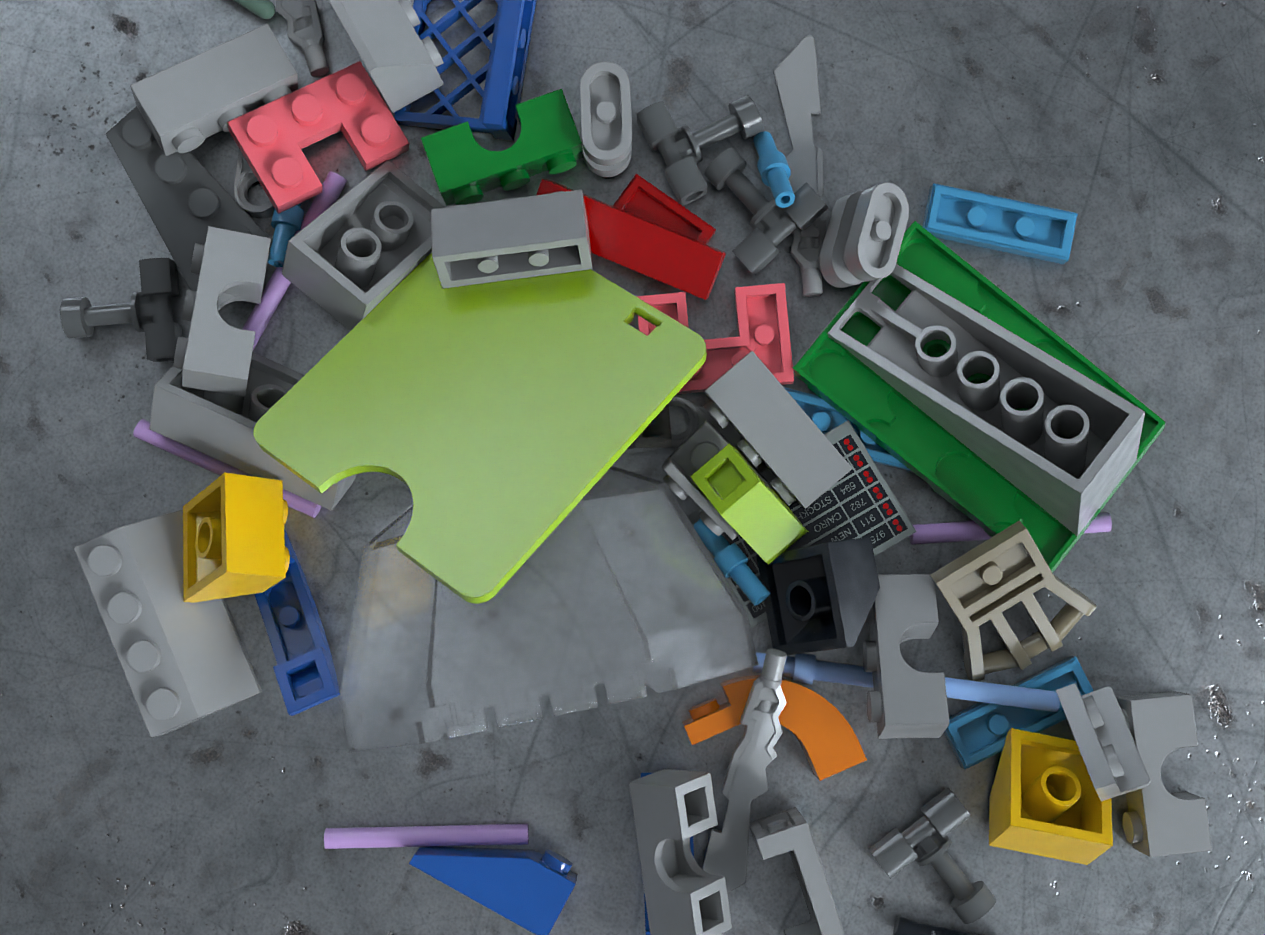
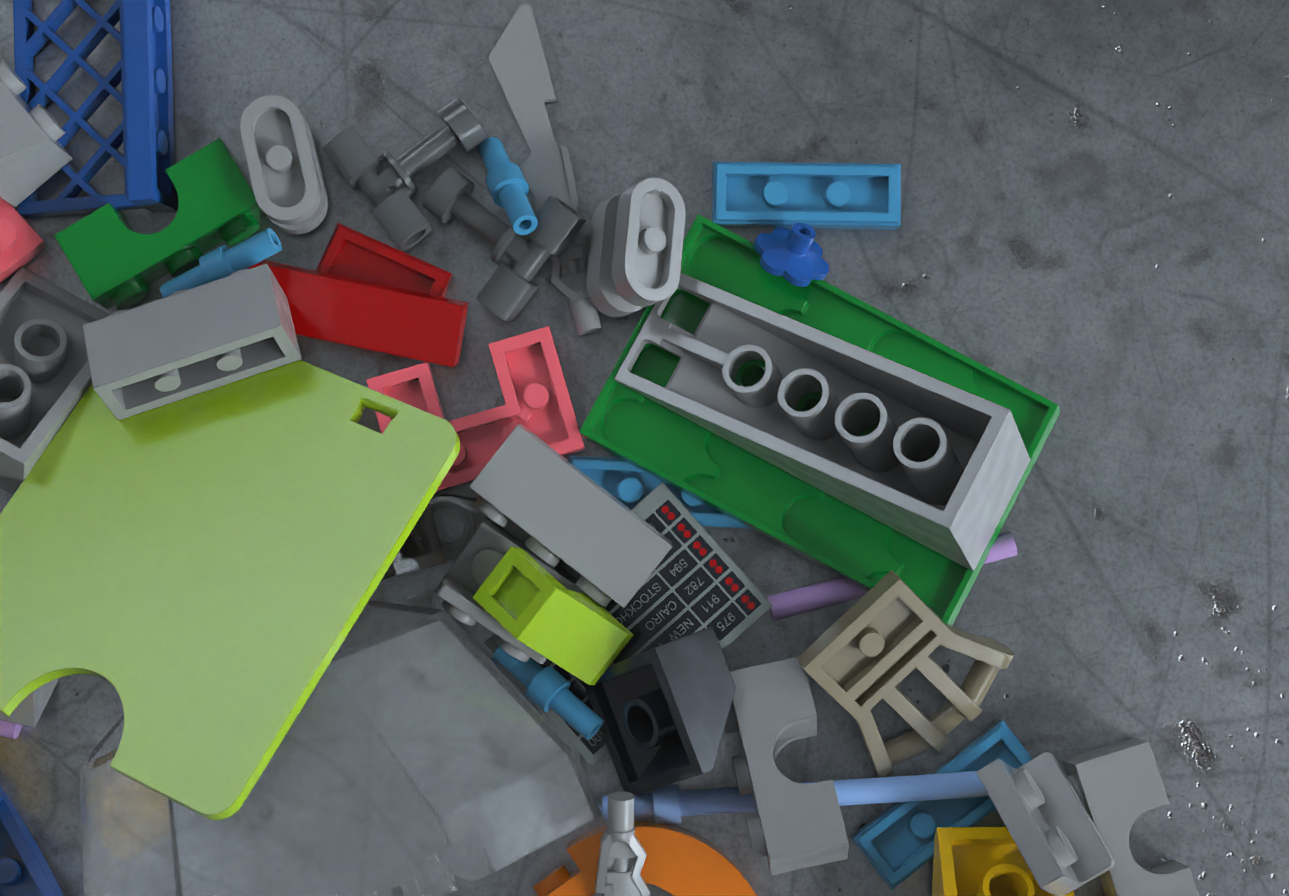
camera: 15 degrees left, 0 degrees up
(548, 183) = (225, 261): none -> dark azure bar
(982, 265) = (792, 254): none -> blue plant

